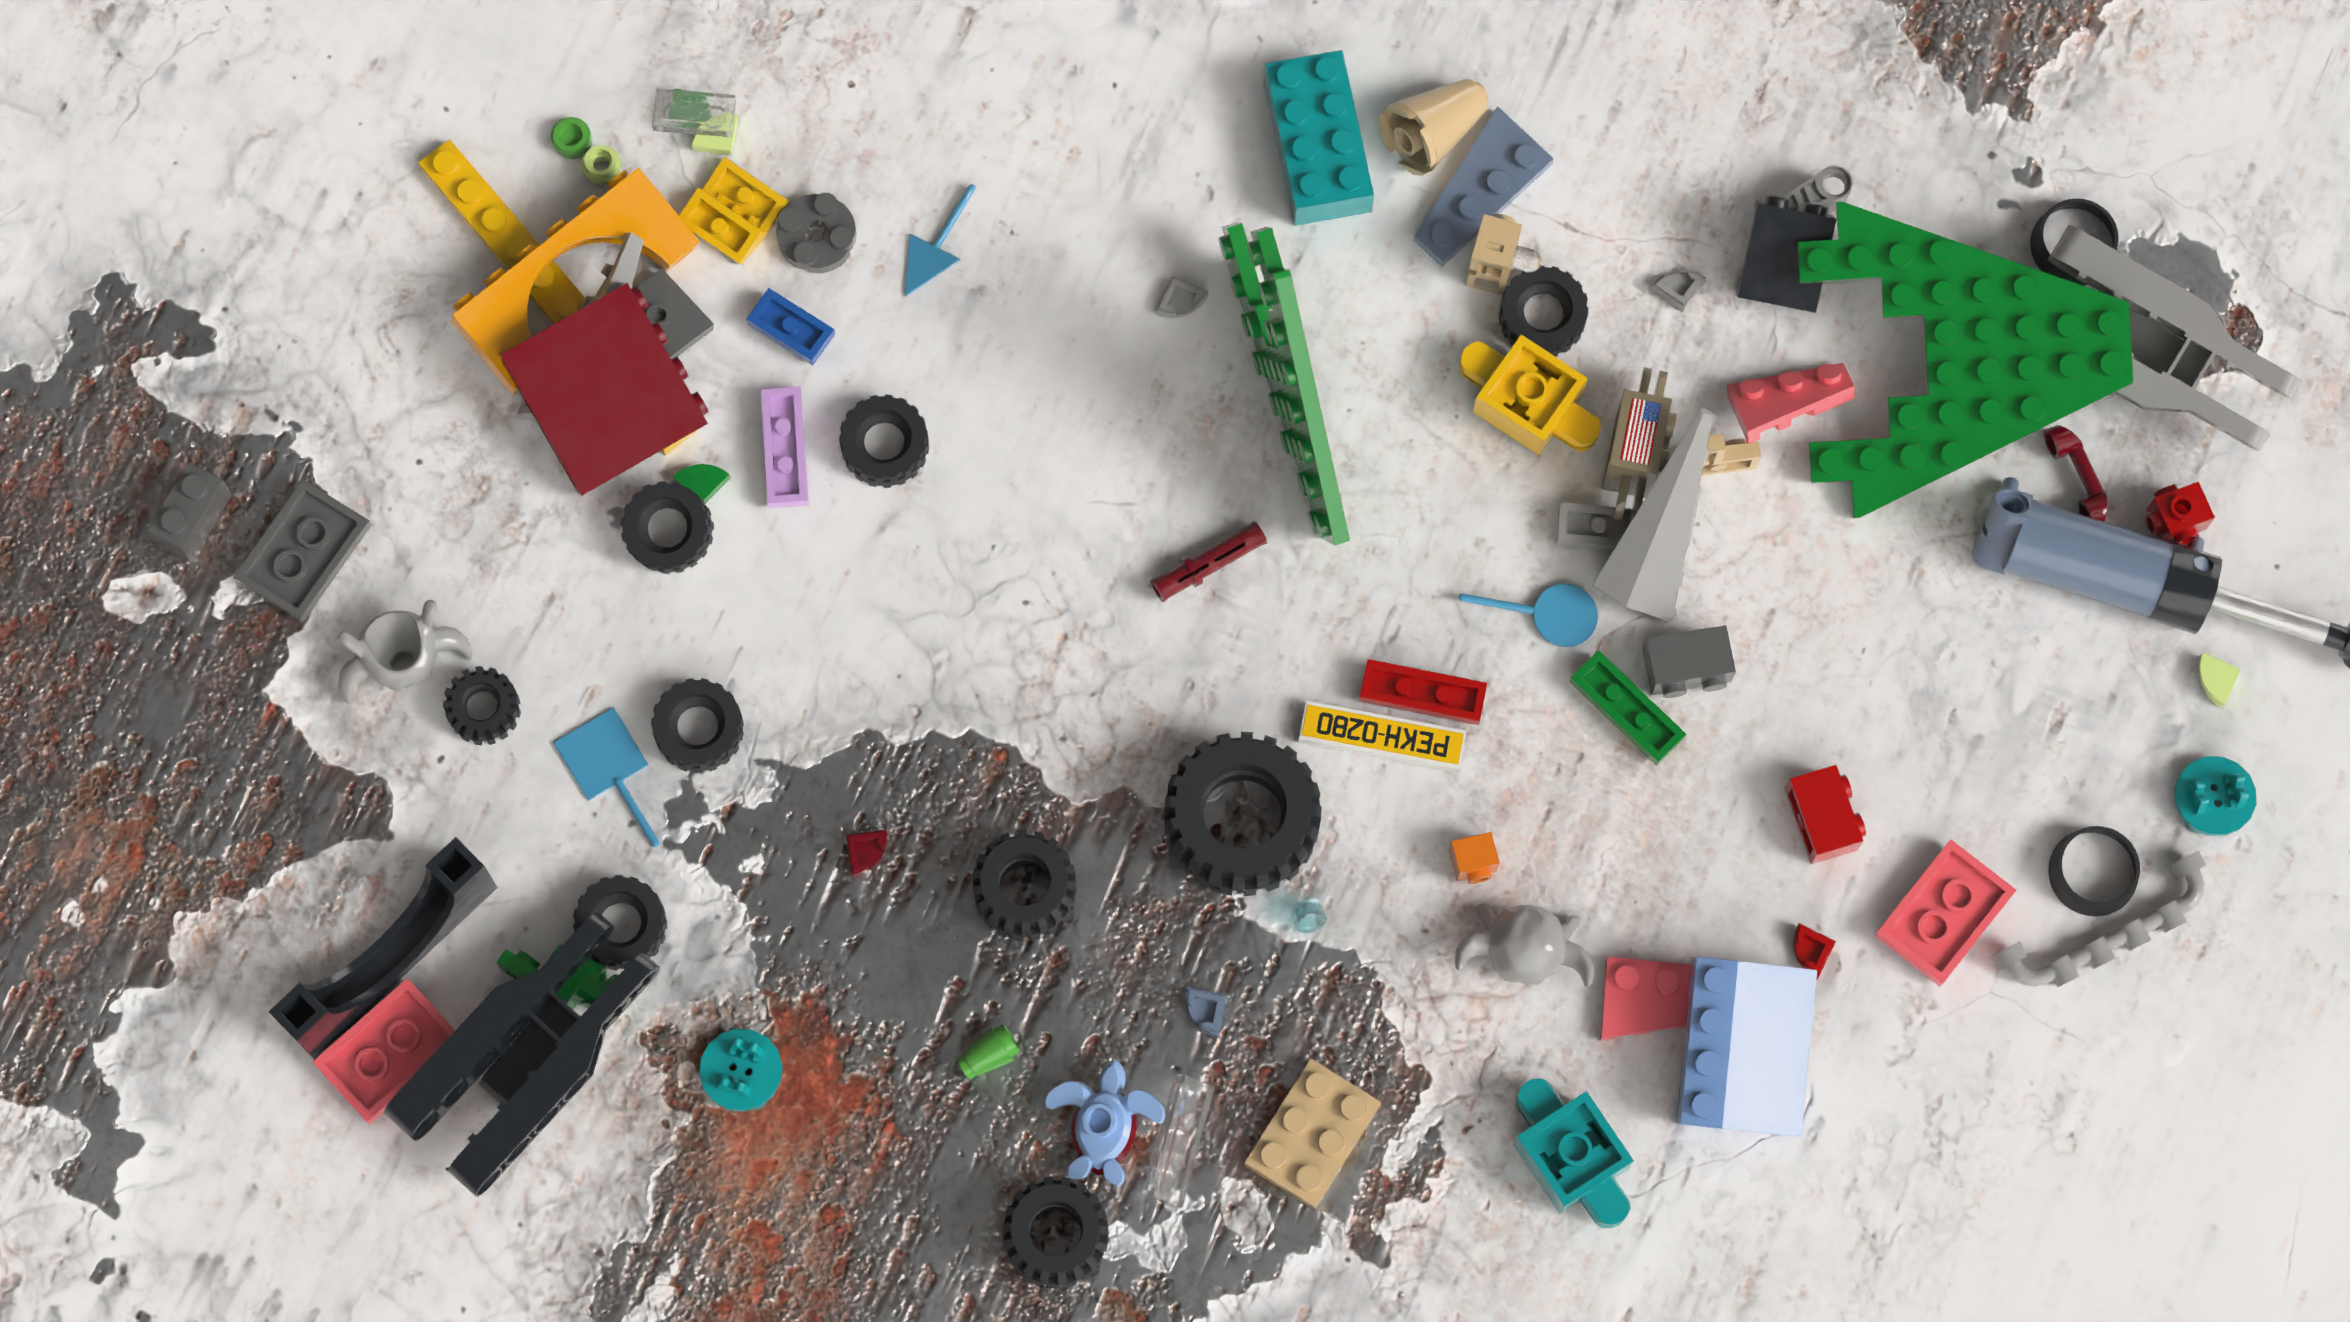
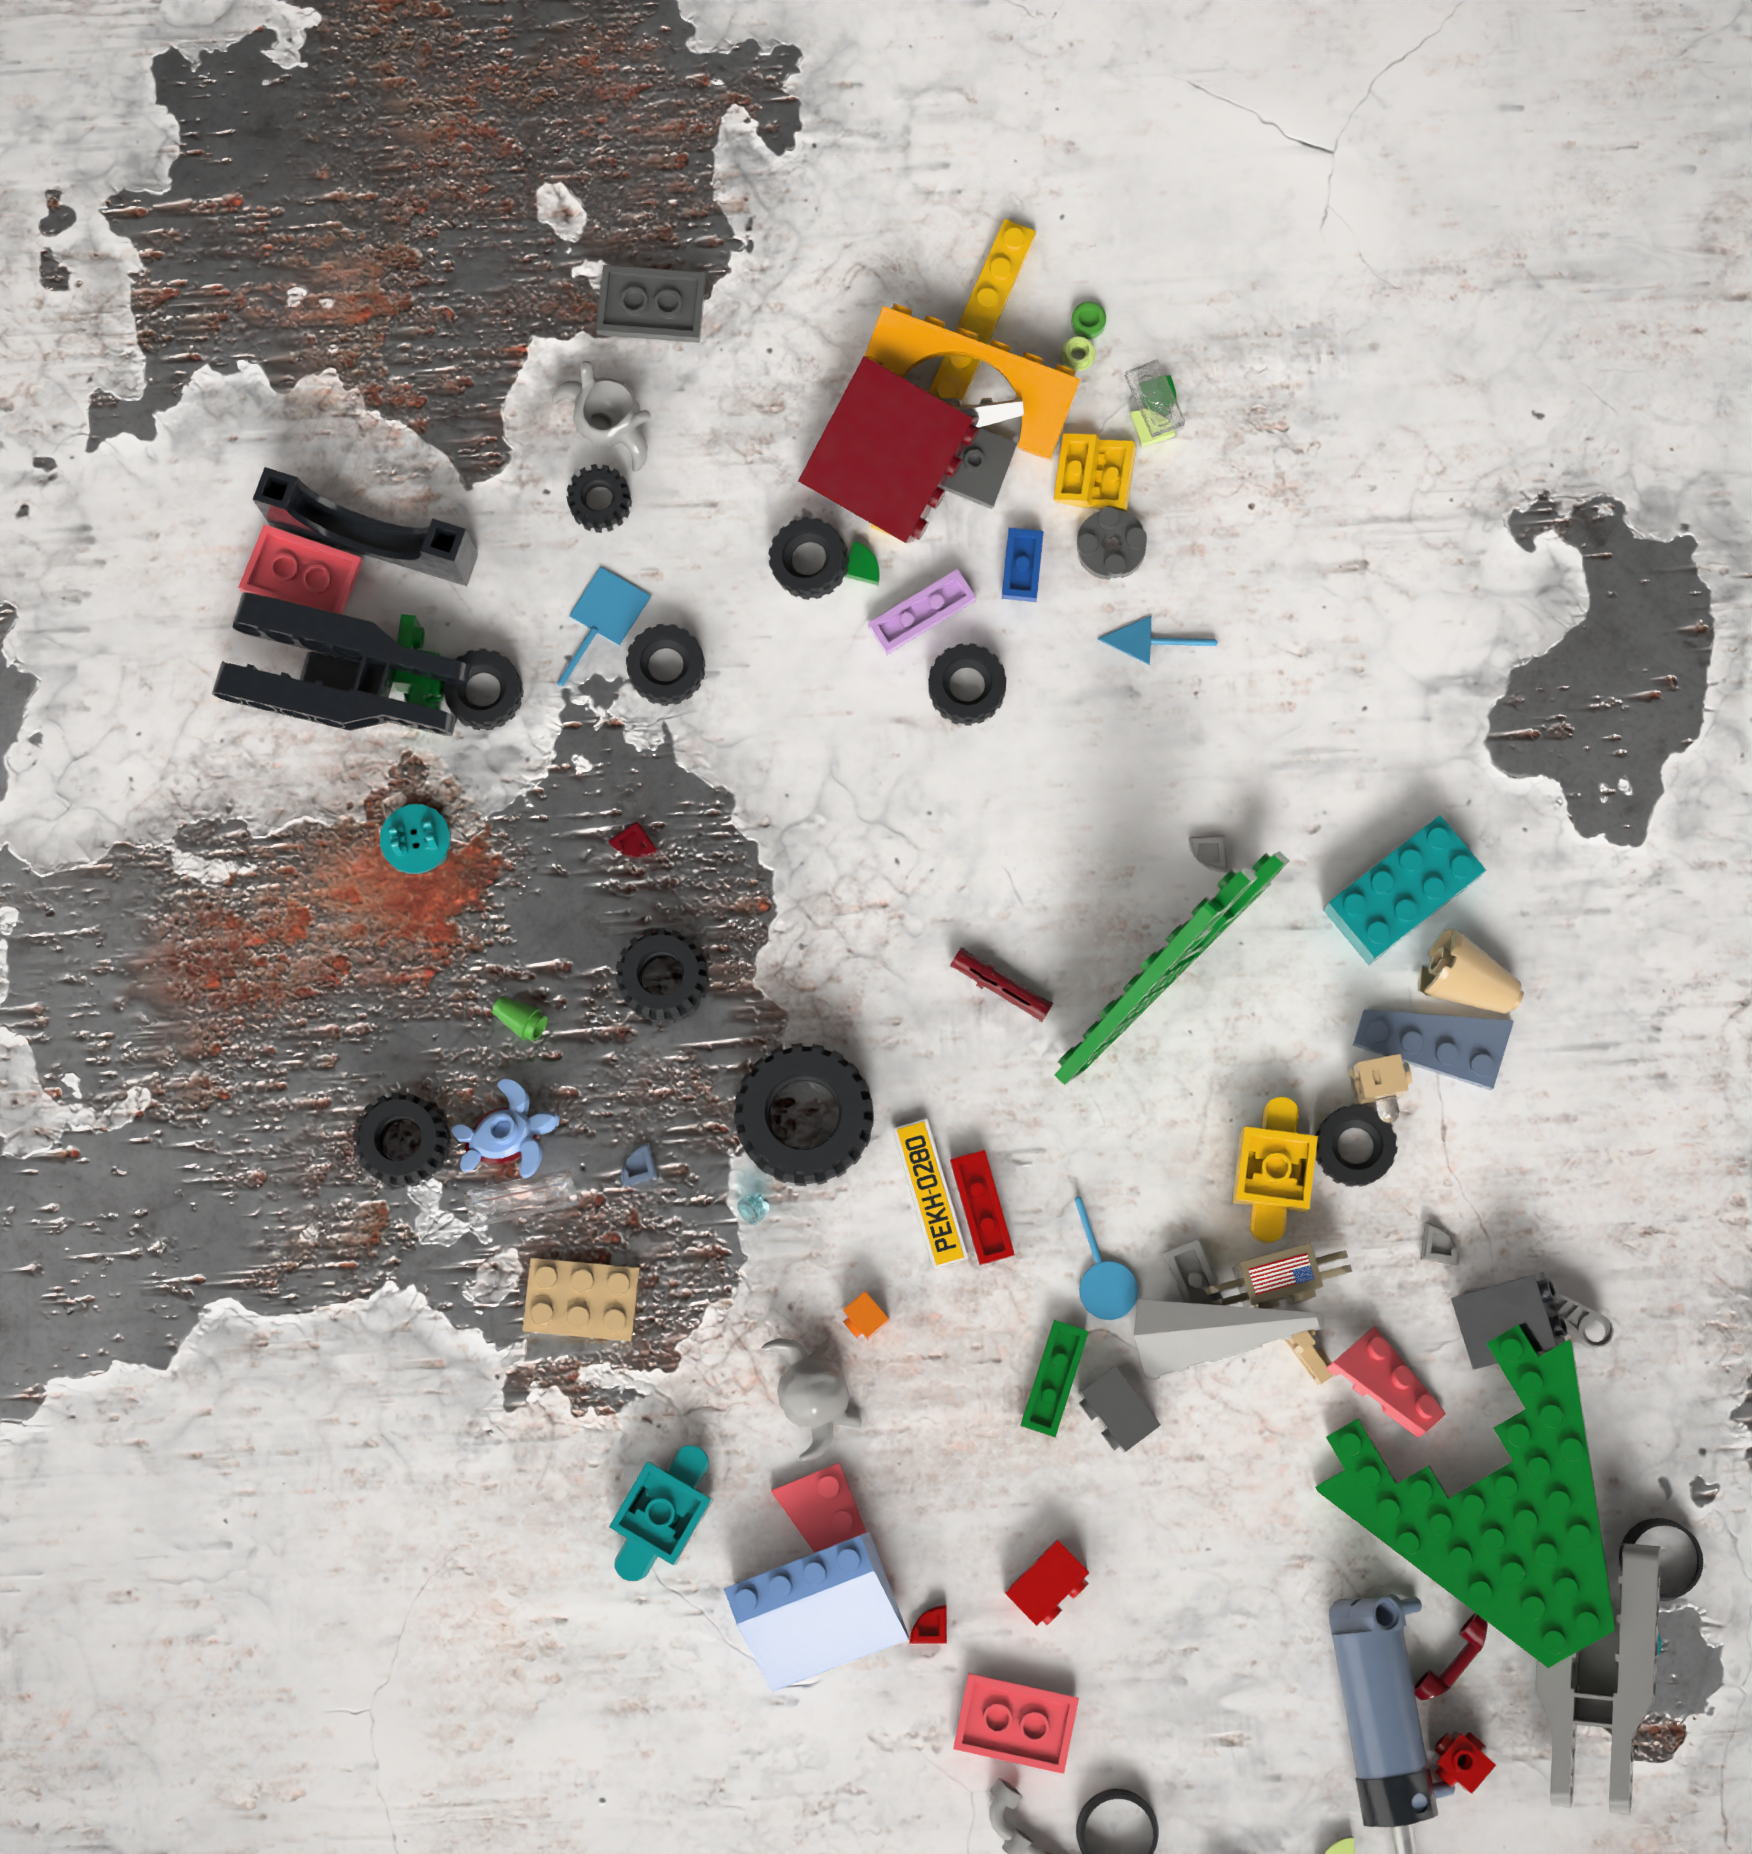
camera: 70 degrees right, 5 degrees up
(189, 512) = (636, 206): dark grey brick -> none

